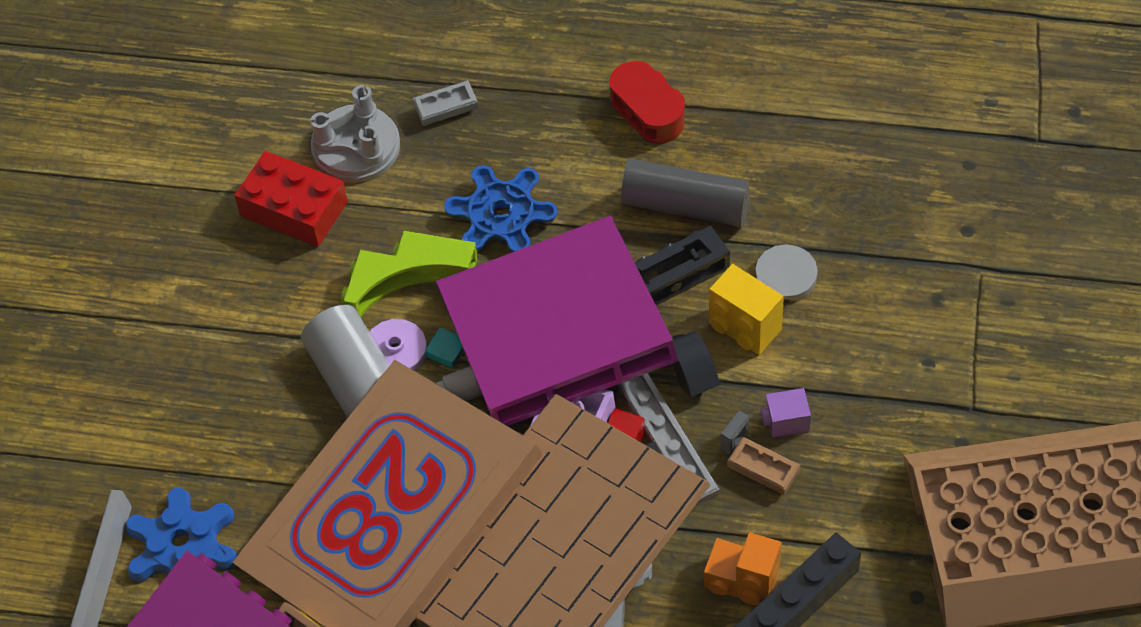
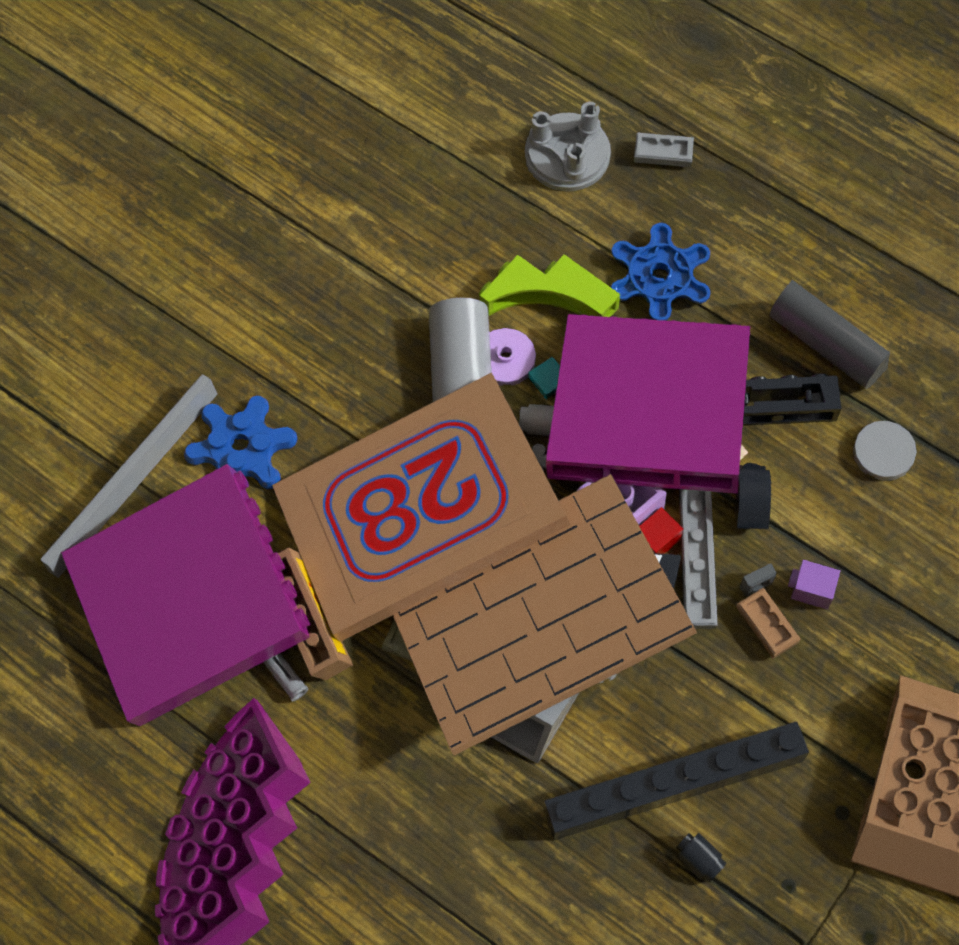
camera: 25 degrees right, 10 degrees up
(291, 198) = (485, 178): red brick -> none
(647, 102) = (843, 230): red brick -> none
(744, 570) = (697, 712): orange brick -> none
(745, 309) = (826, 470): yellow brick -> none

